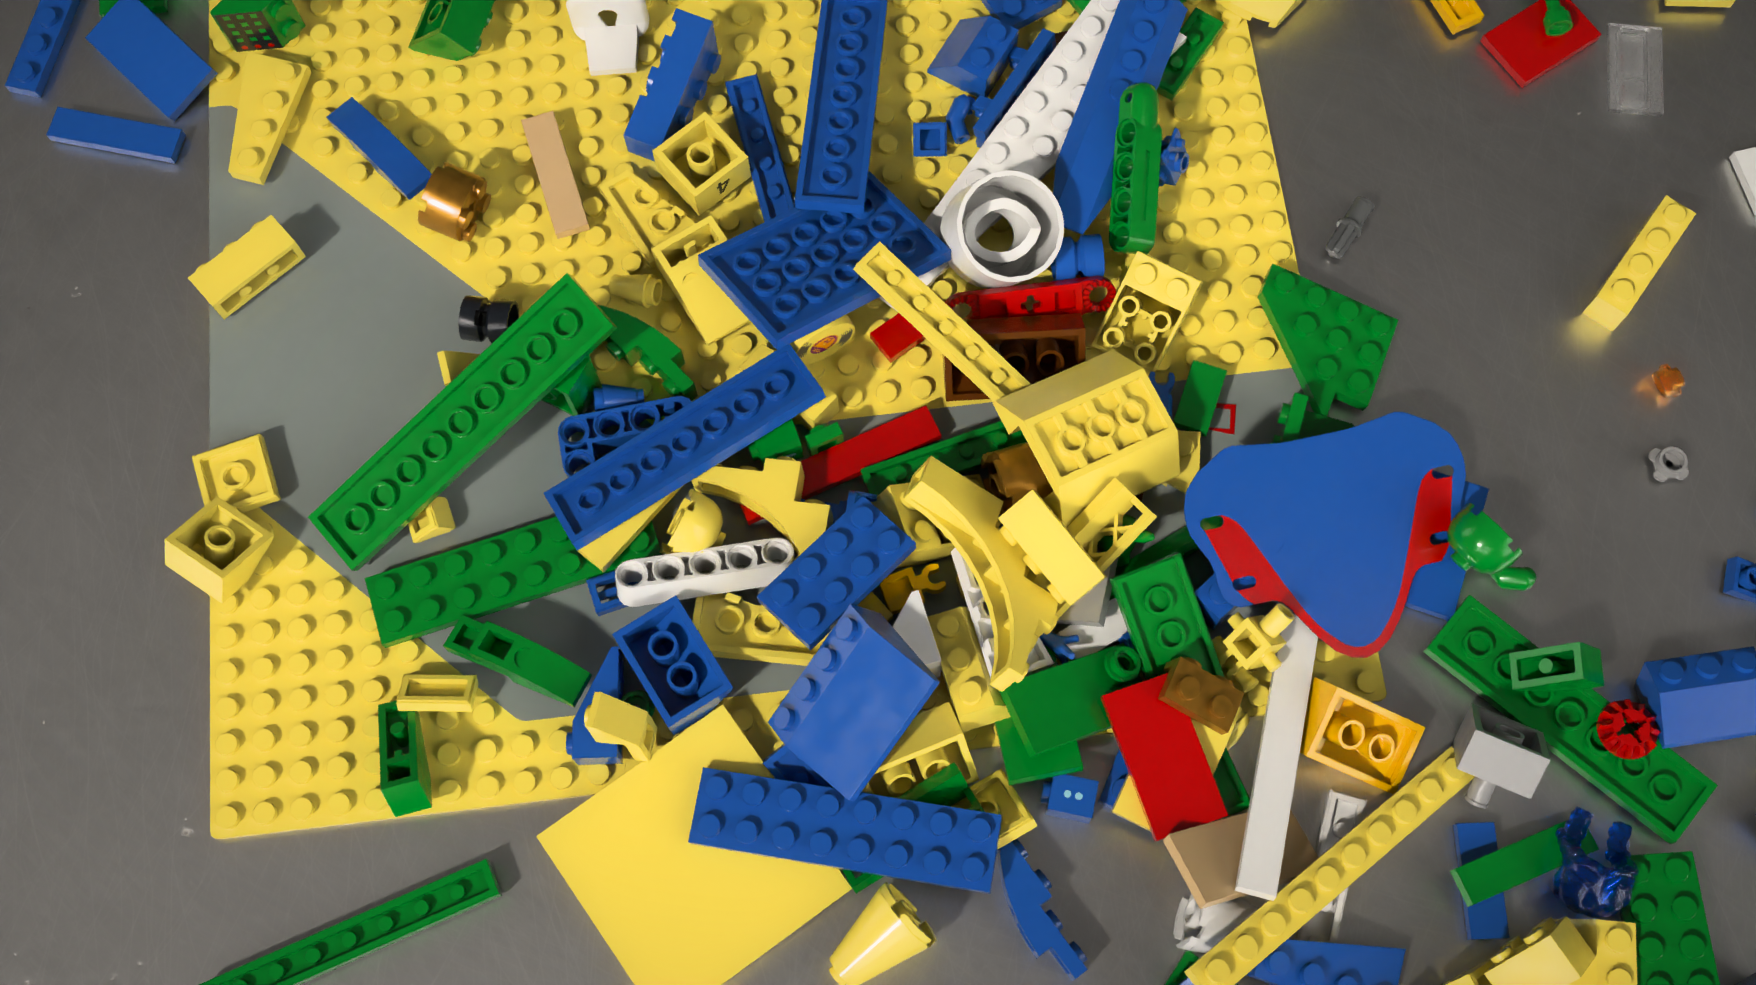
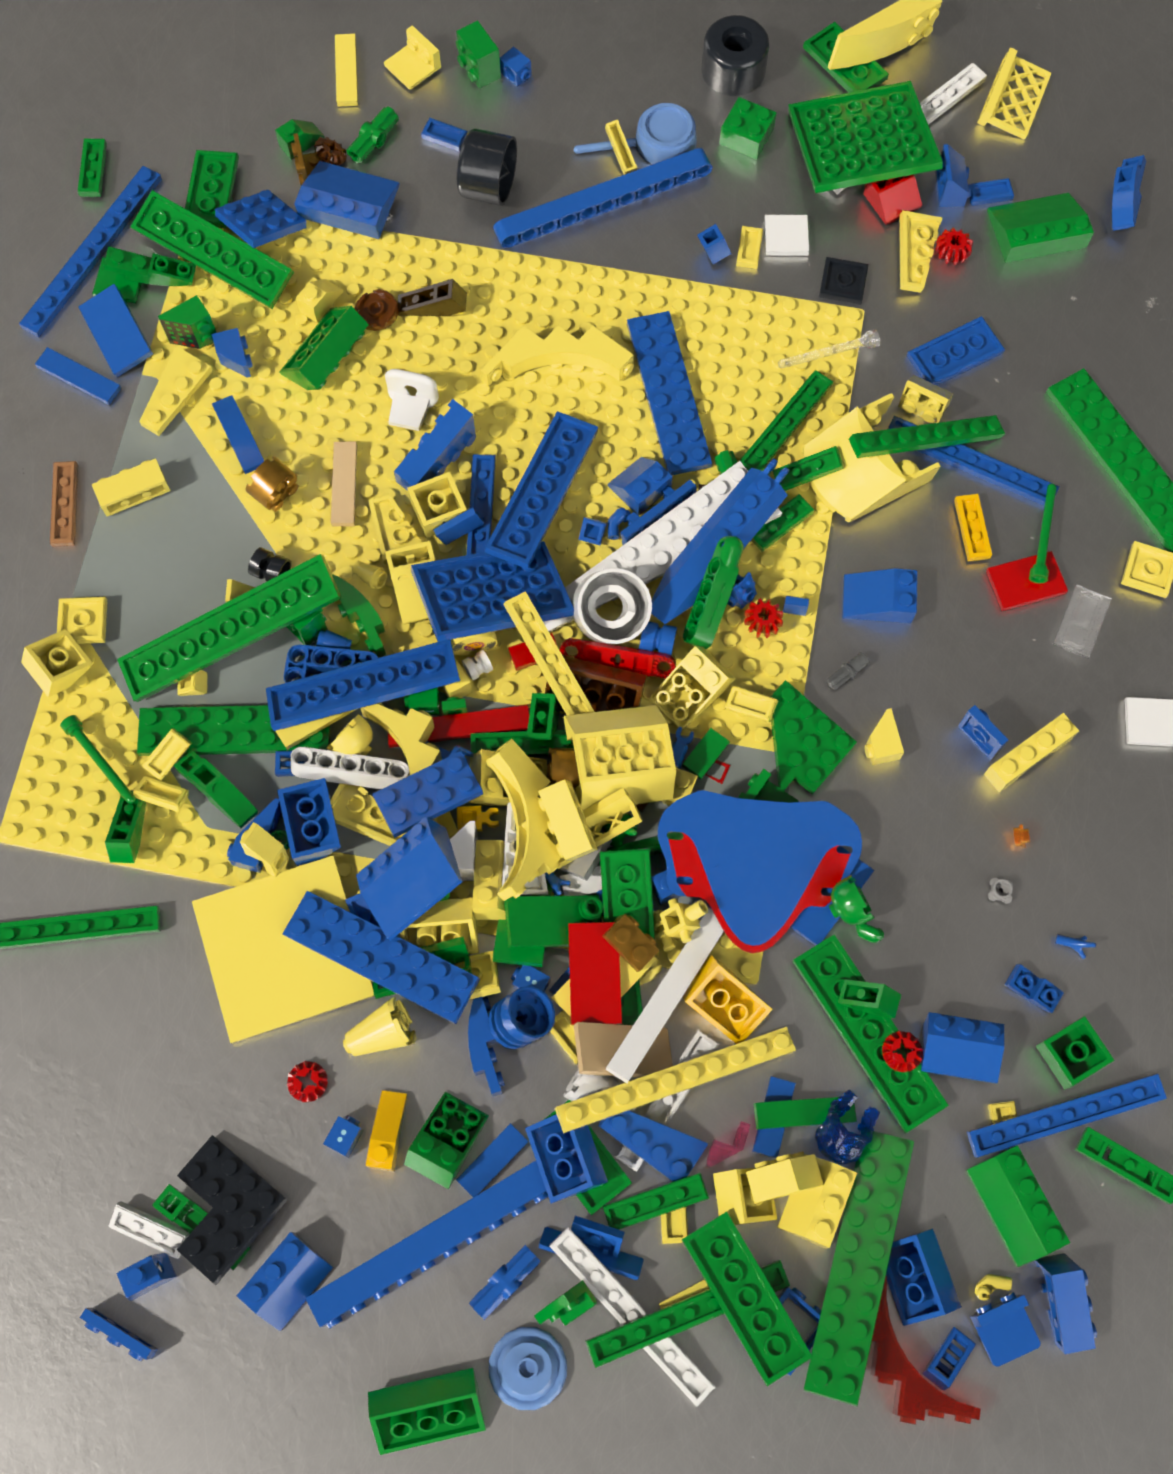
camera: 15 degrees right, 0 degrees up
(154, 320) = (64, 504): none -> medium nougat tile
(273, 635) = (73, 727): none -> green piece
(331, 38) = (231, 351): none -> blue slope
(428, 632) = (167, 754): none -> light yellow tile
(742, 184) = (459, 526): none -> blue tile
(836, 369) = (477, 665): none -> white wheel
(957, 413) = (543, 716): none -> green slope
(1081, 853) = (521, 1017): none -> blue wheel
(1148, 858) = (565, 1035): none -> light yellow tile
(1222, 190) = (758, 624): none -> red gear
(1238, 310) = (751, 704): none -> light yellow tile
(1249, 158) = (795, 605): none -> blue tile
(1357, 112) = (881, 595): none -> blue slope
(1427, 956) = (721, 1151): none -> clear pink slope
(1436, 306) = (884, 742): none -> light yellow slope
(1499, 755) = (810, 1040): light grey brick -> none
(1568, 254) = (983, 732): none -> blue plate

